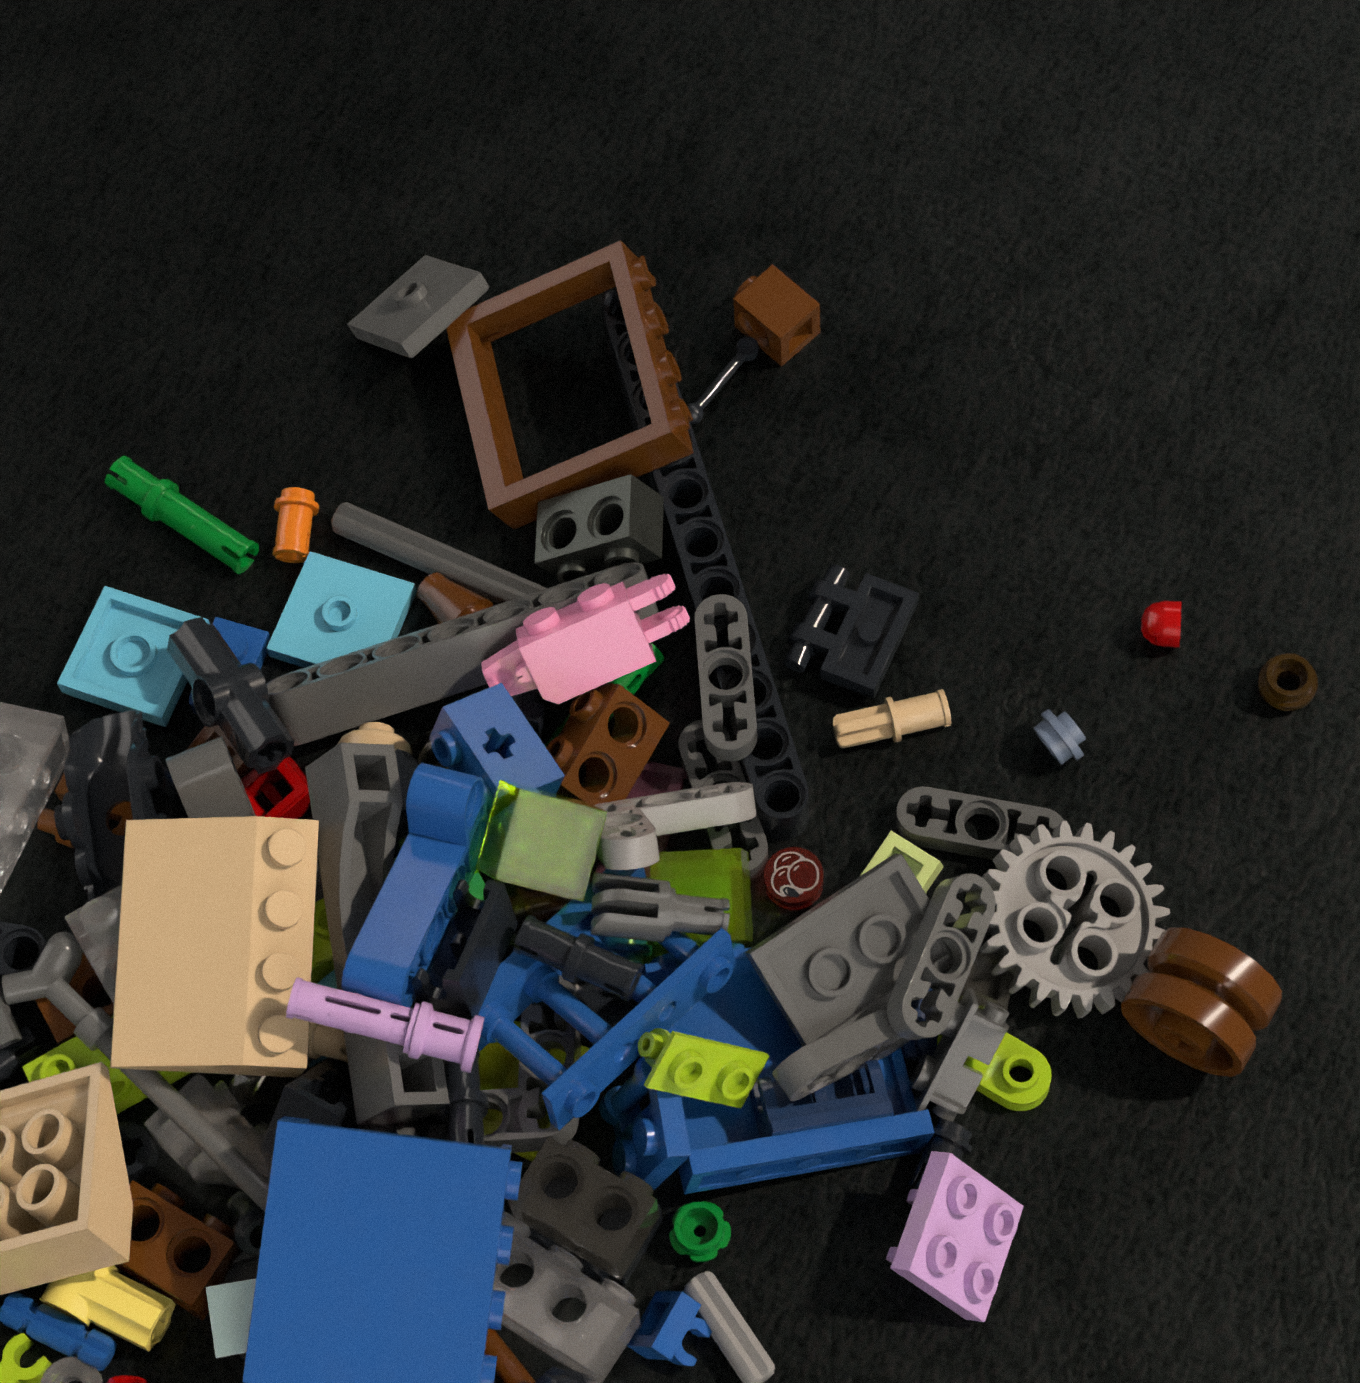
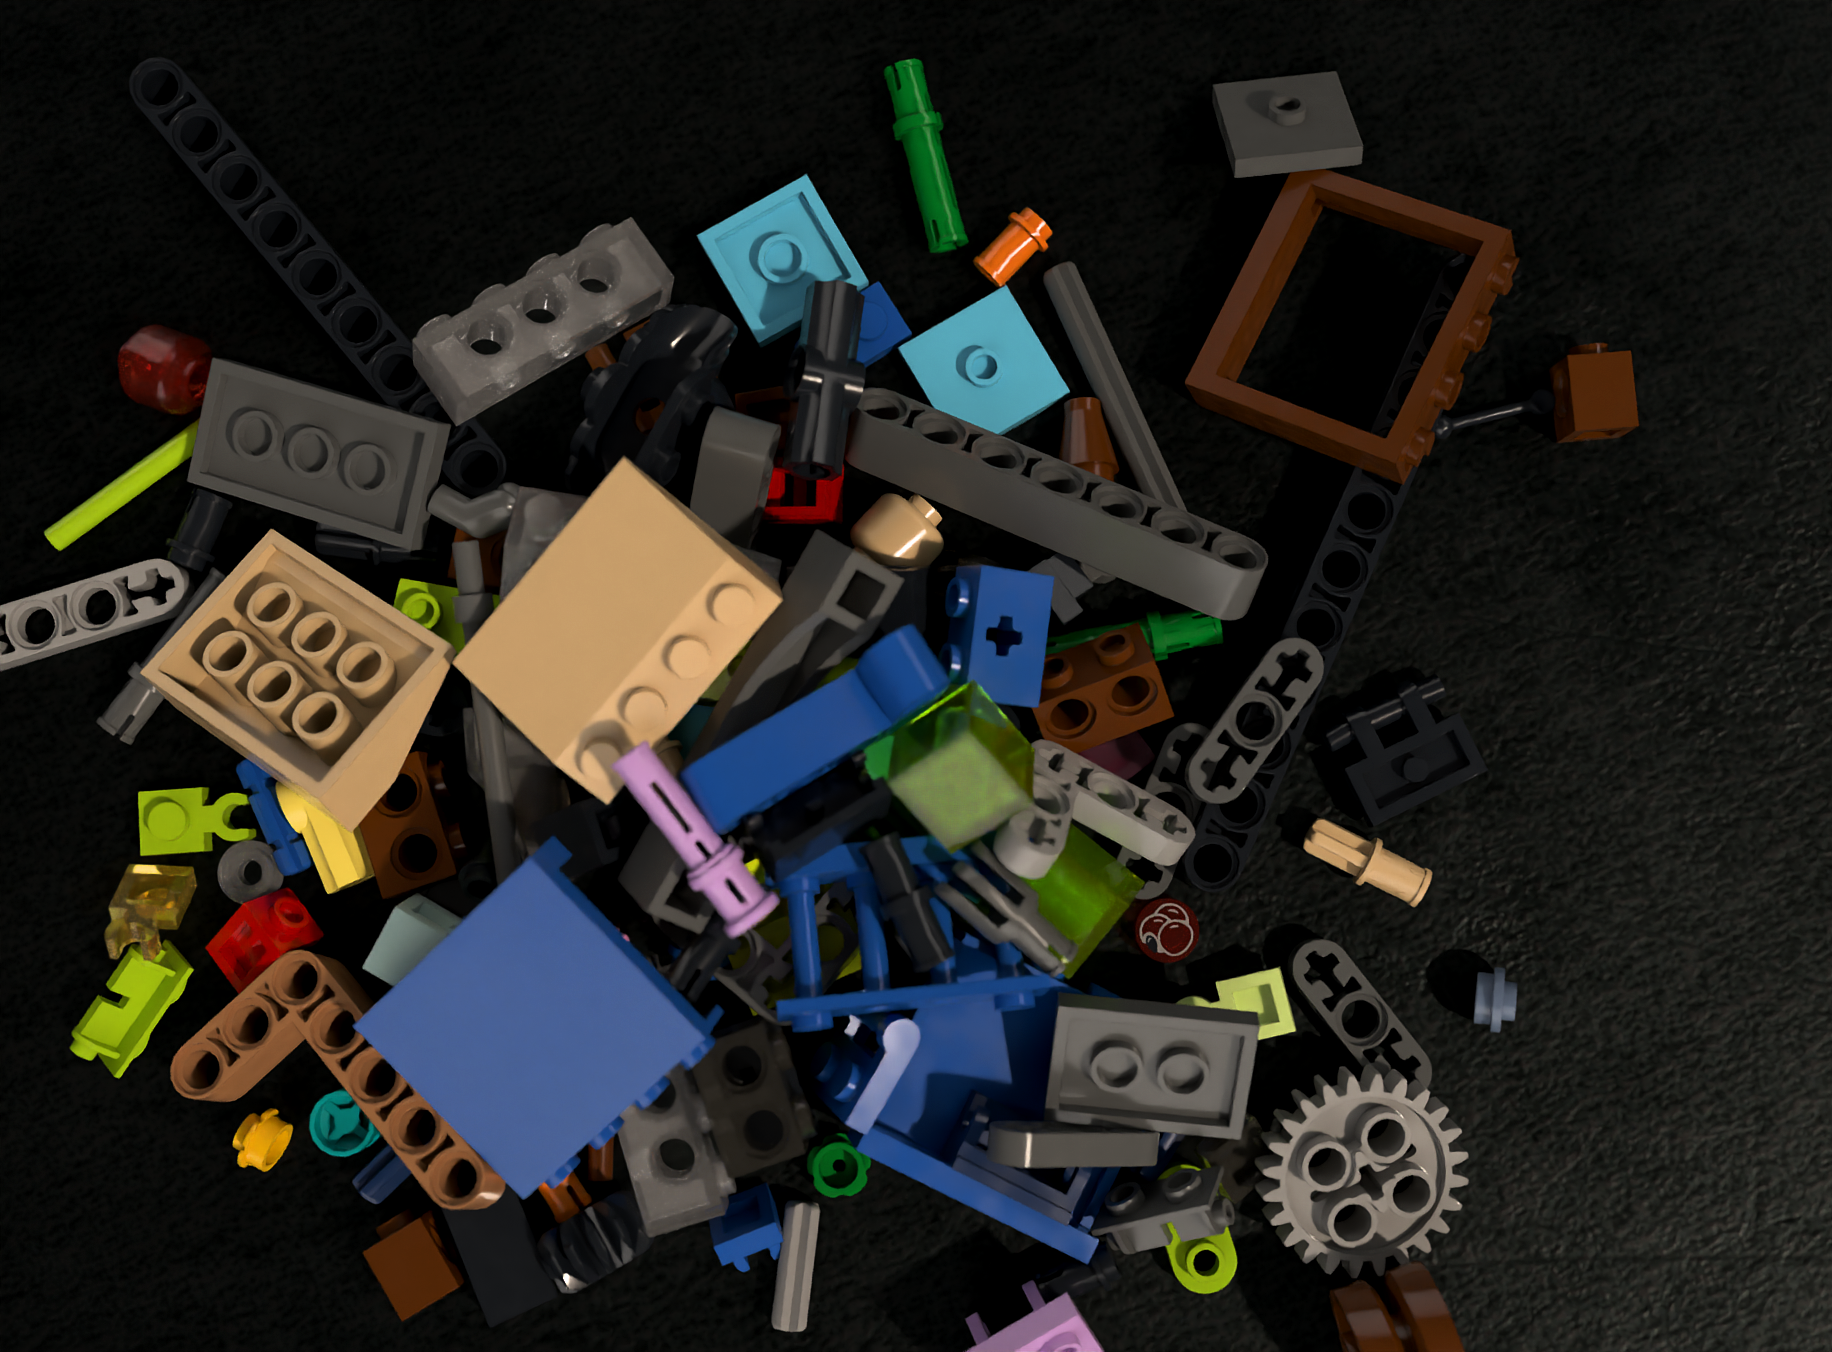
camera: 35 degrees right, 20 degrees up
(585, 641) = (1160, 596): bright pink hinge -> none
(599, 528) = (1269, 476): pearl dark grey brick -> none
(700, 1067) = (937, 1064): lime hinge -> none
(918, 969) = (1245, 1141): dark grey beam -> none
(1162, 623) = (1673, 972): red hinge -> none
(1287, 667) = (1748, 1116): dark brown plate -> none

